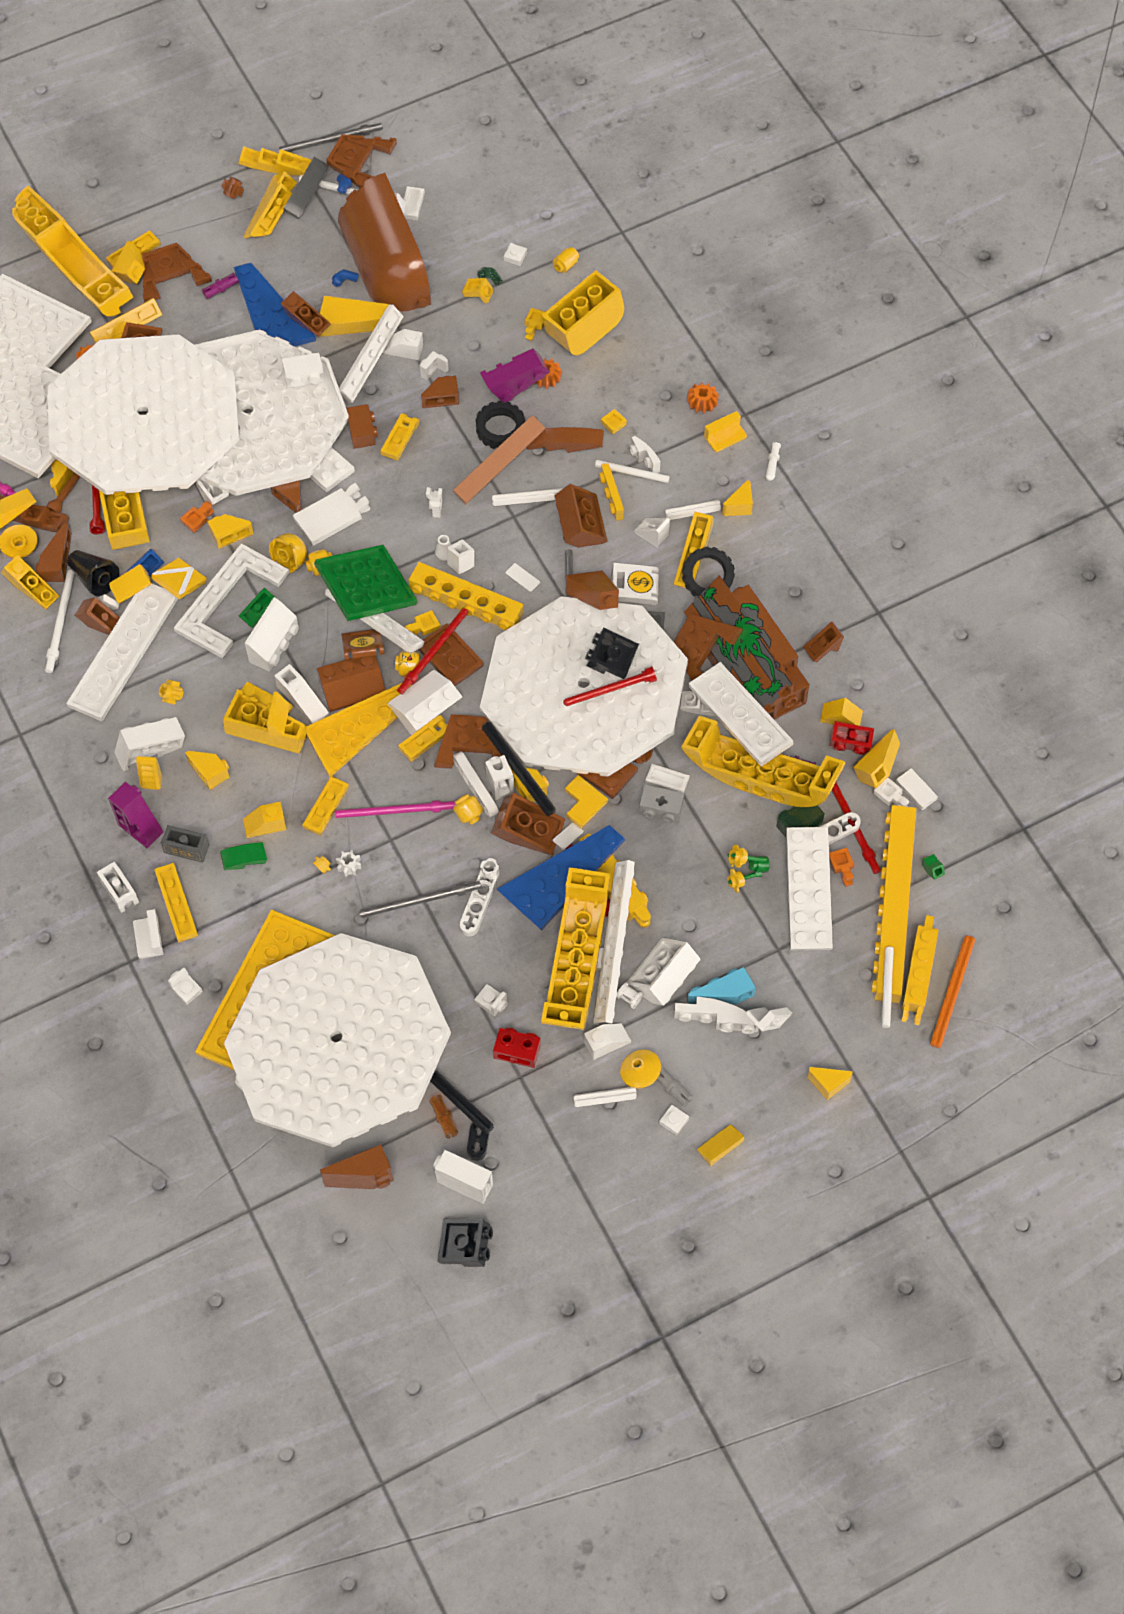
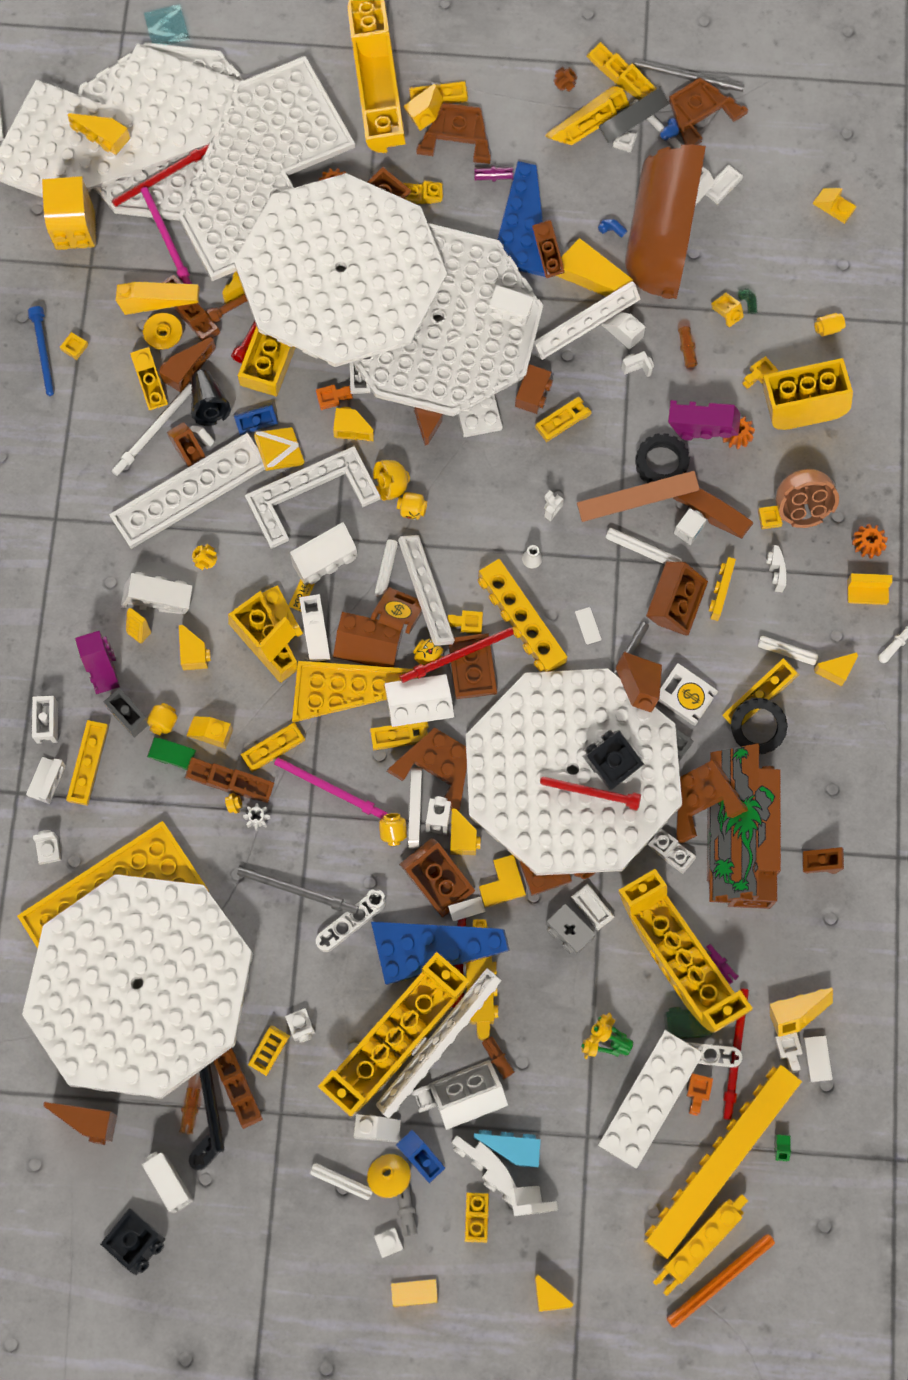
camera: 30 degrees right, 10 degrees up
(130, 583) = (232, 430): yellow slope -> none
(139, 315) = (395, 164): yellow plate -> none
(175, 325) = (426, 193): none -> yellow slope
(218, 833) = (162, 719): none -> yellow head
(256, 608) = (333, 516): green slope -> none
(269, 680) = (301, 591): none -> yellow sticker
(306, 849) = (229, 780): none -> dark orange slope
(312, 211) = (625, 142): none -> white tile
(329, 621) = (386, 568): none -> white axle
(331, 514) = (453, 462): white tile -> none
(365, 582) = (438, 550): green tile -> none
(441, 393) = (628, 396): dark orange slope -> none
(460, 556) = (540, 575): white brick -> none
(464, 333) = (687, 347): none -> clear orange pin
(471, 1076) = (237, 1089): none -> dark orange slope
(478, 1016) = (262, 1046): none -> yellow slope
(510, 174) = (835, 205): none -> yellow slope
(515, 254) = (786, 291): white plate -> none
(517, 1047) = (293, 1086): red brick -> none
(518, 768) = (459, 820): black axle -> none
(555, 460) = (690, 526): none -> white brick
(633, 381) = (808, 488): none -> nougat cylinder
(634, 471) = (757, 578): white bar -> none
(654, 530) = (737, 650): white slope -> none
(656, 1038) = (420, 1156): none -> blue slope
(667, 930) = (498, 1057): none -> dark orange axle
(731, 1059) = (476, 1217): none -> yellow slope
(741, 714) = (695, 890): white plate -> none
(841, 711) = (795, 940): yellow slope -> none
(851, 737) = (792, 977): red brick -> none
(887, 987) = (658, 1244): white bar -> none

